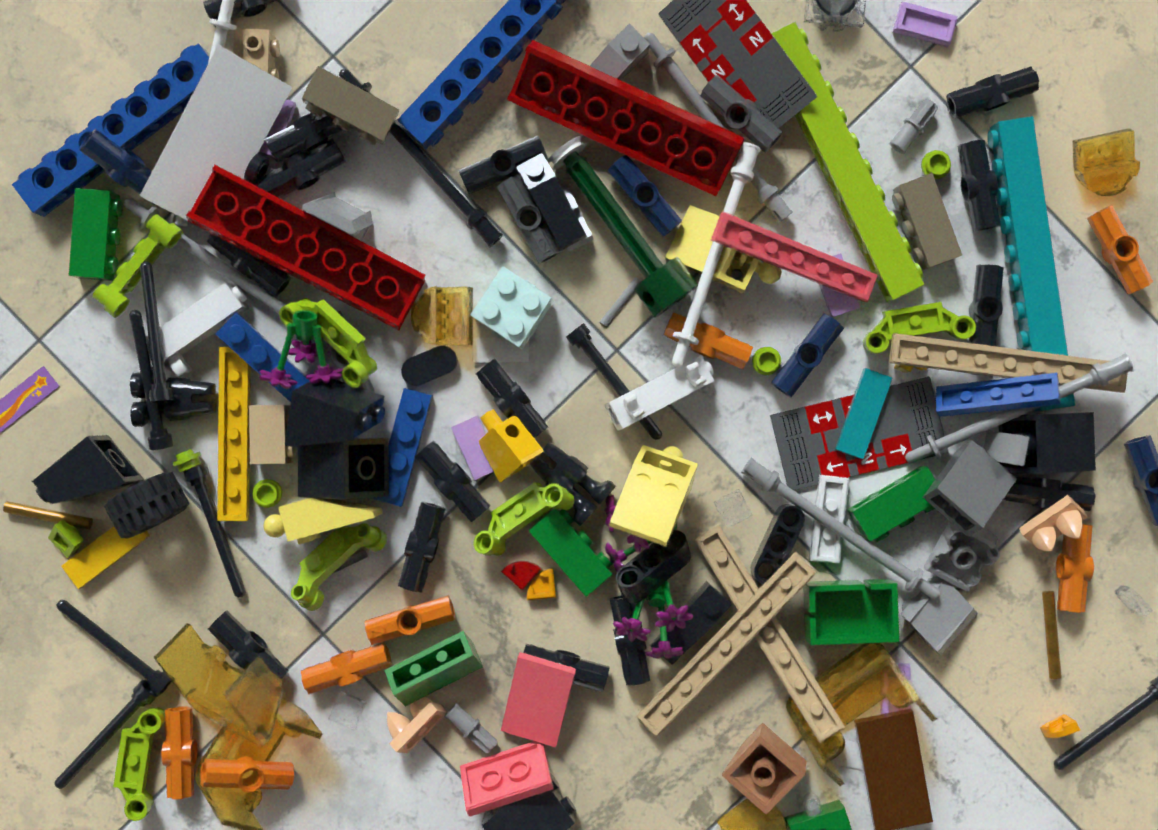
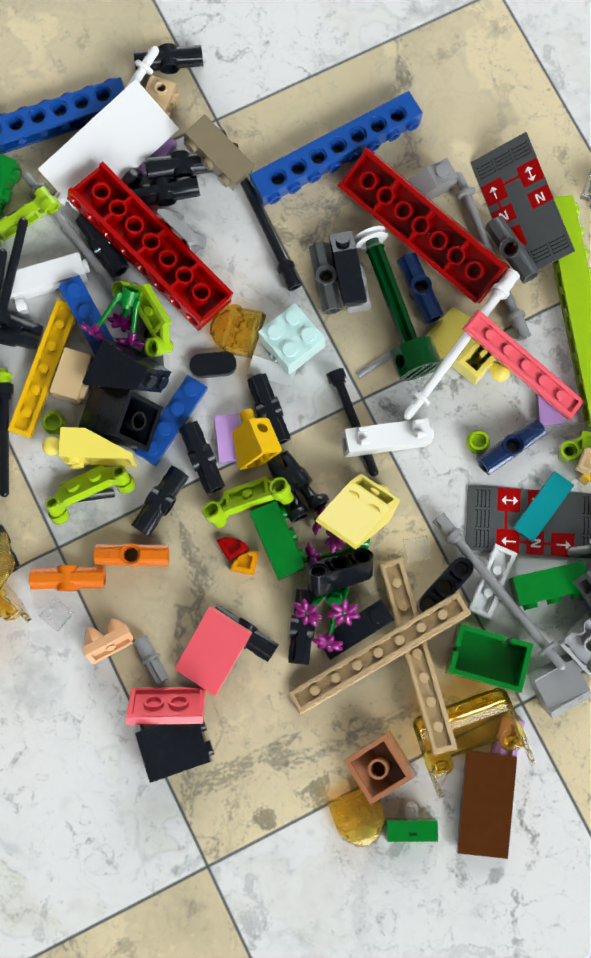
camera: 10 degrees right, 10 degrees down
(119, 163) = (30, 140): dark blue piece -> none
(433, 668) = (137, 598): green brick -> none
(485, 173) = (304, 233): black piece -> none
(712, 342) = (439, 414): orange piece -> none

